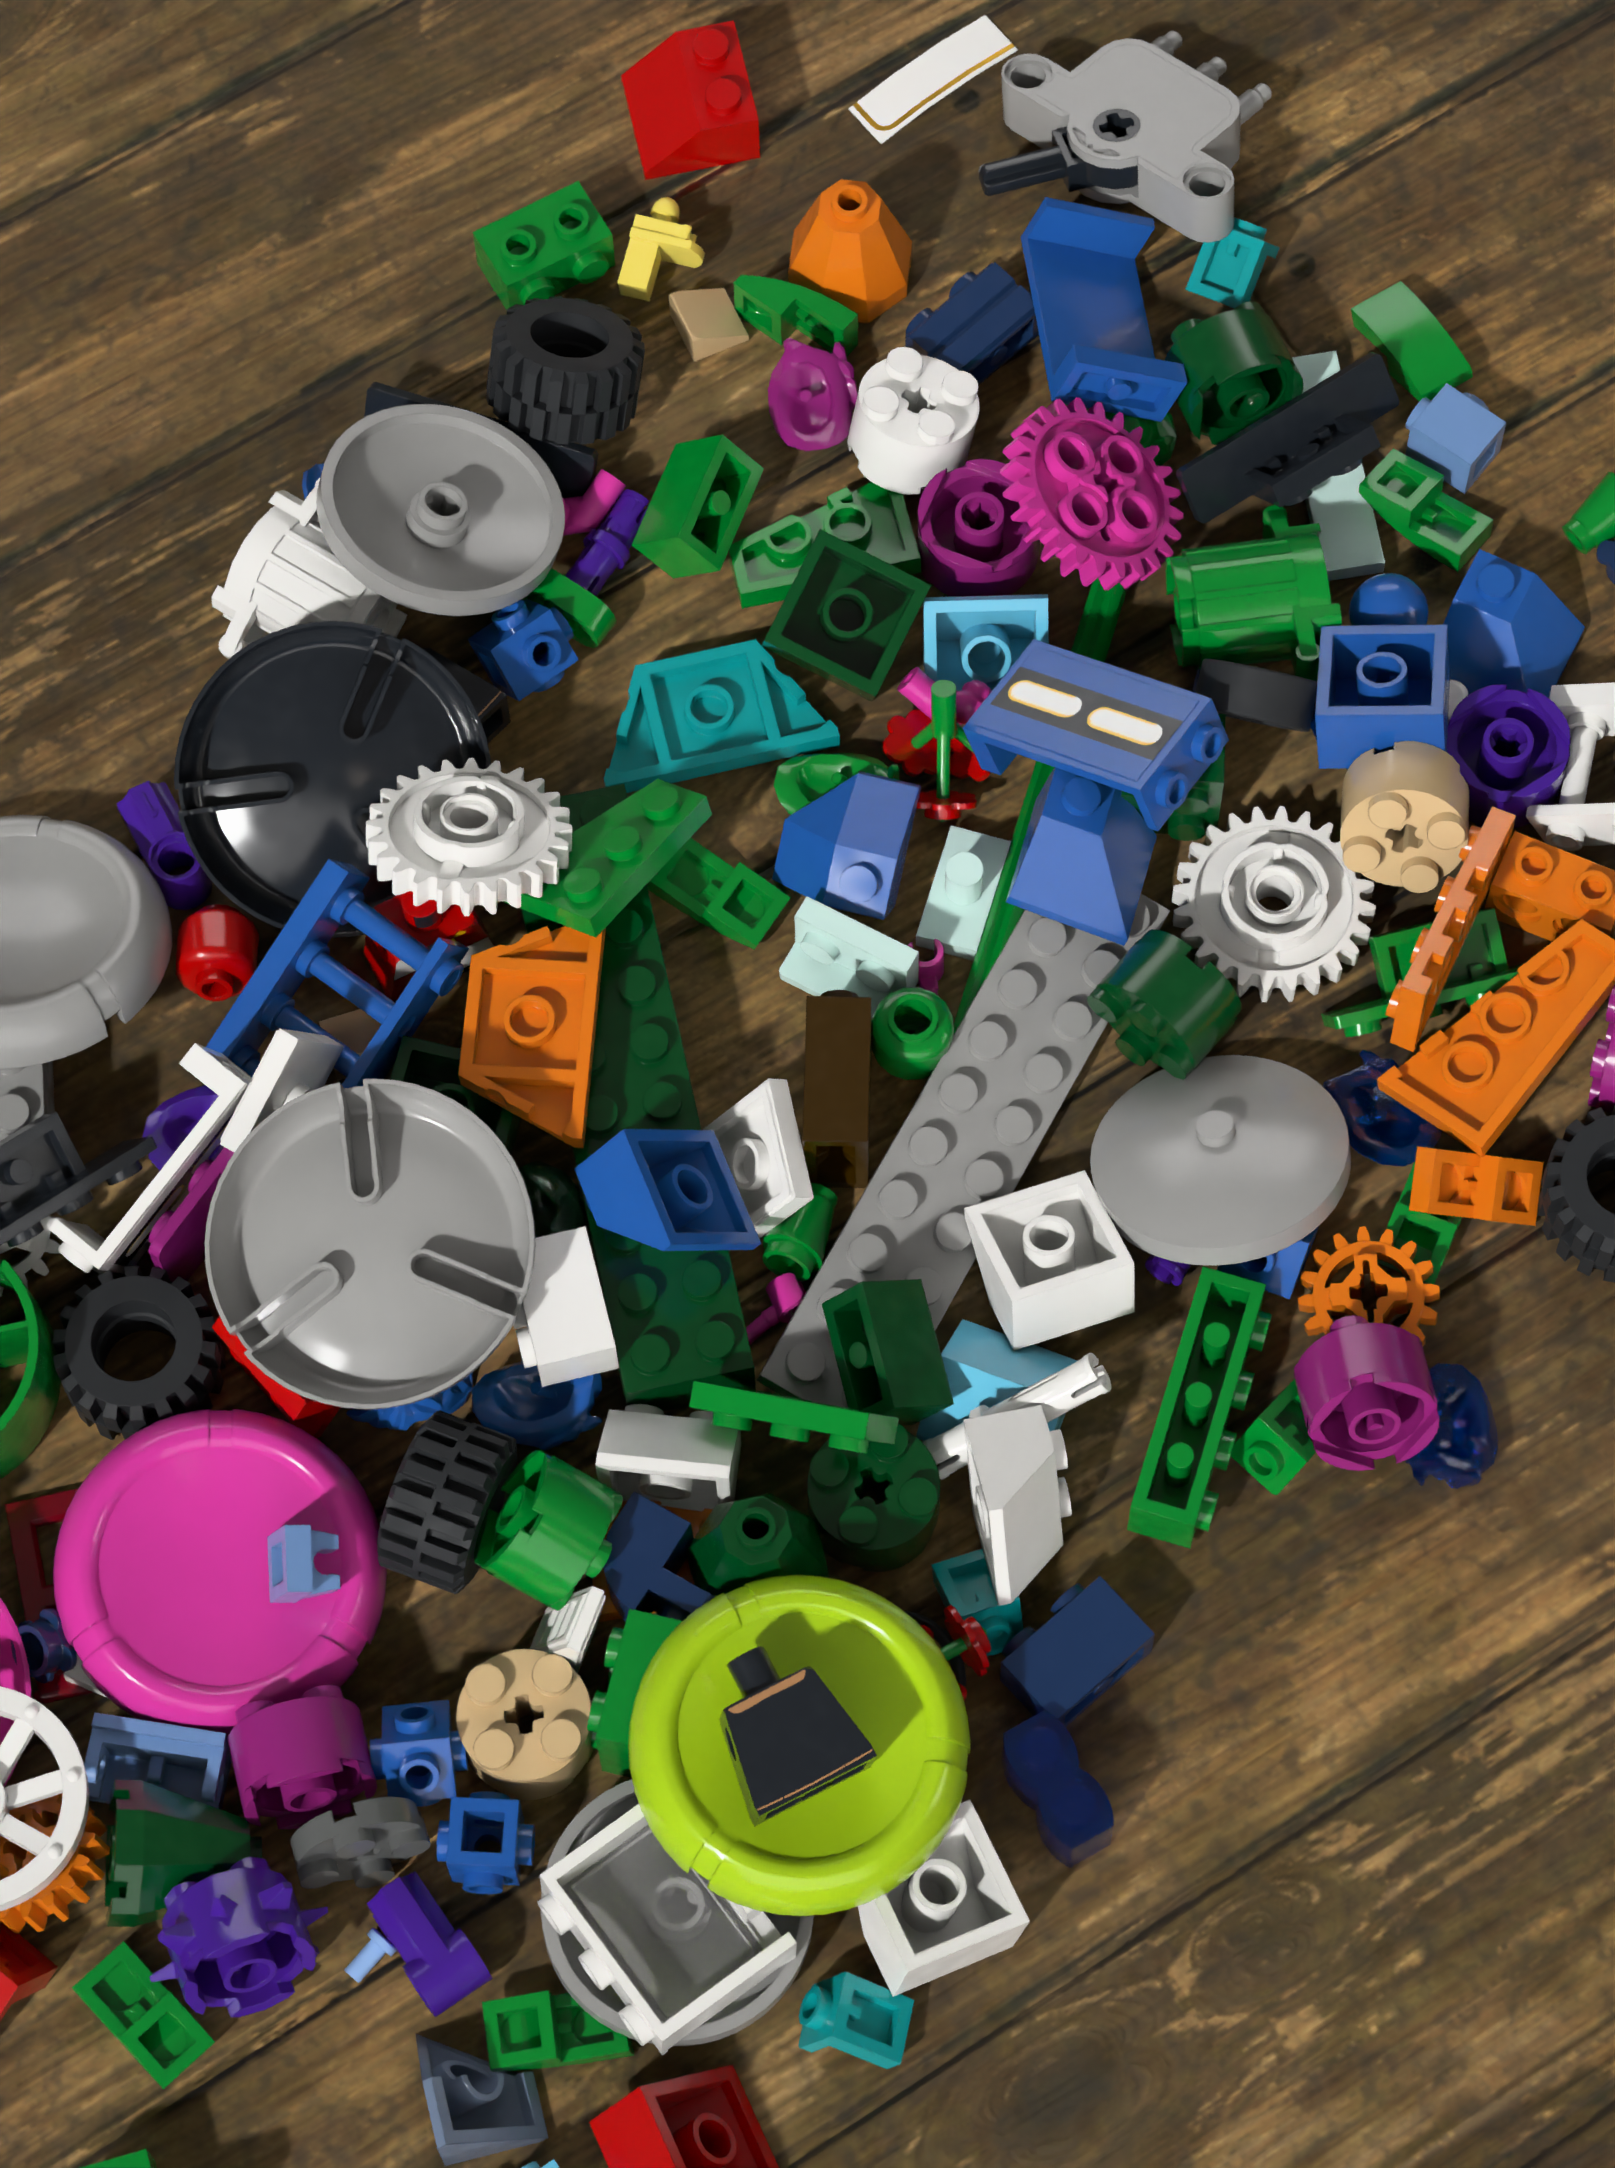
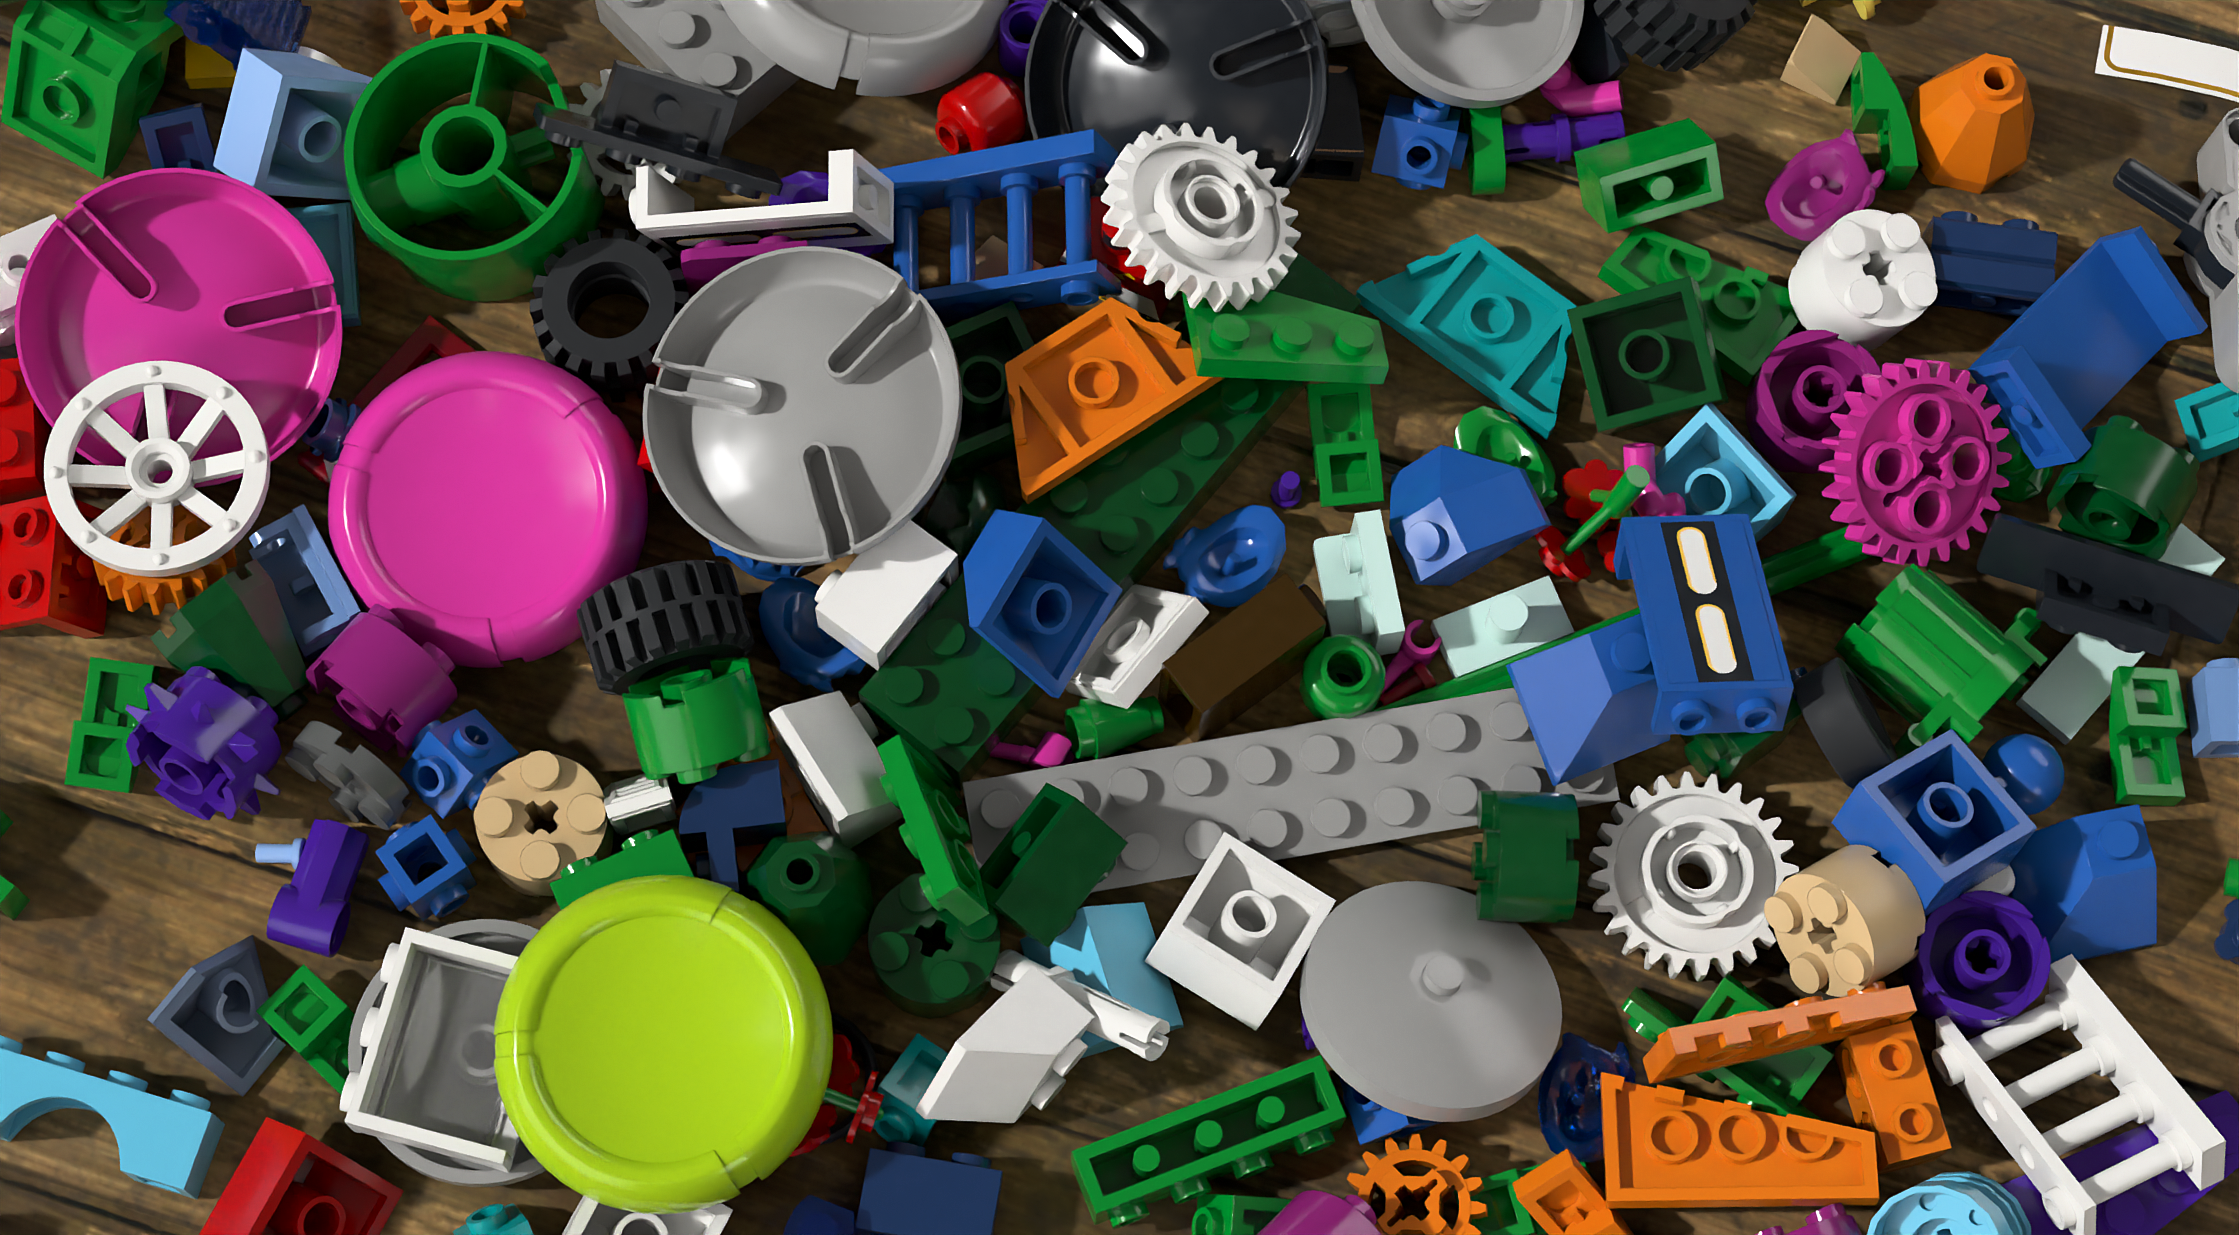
camera: 45 degrees right, 5 degrees up
(289, 1068) = (898, 237): white plate -> none
(292, 1565) = (517, 553): medium blue tile -> none
(719, 965) = (1286, 490): none -> dark purple piece
(739, 1041) = (1230, 557): none -> blue hat
(788, 1736) = (638, 1026): black torso -> none
(953, 979) = (1420, 679): none -> dark red piece

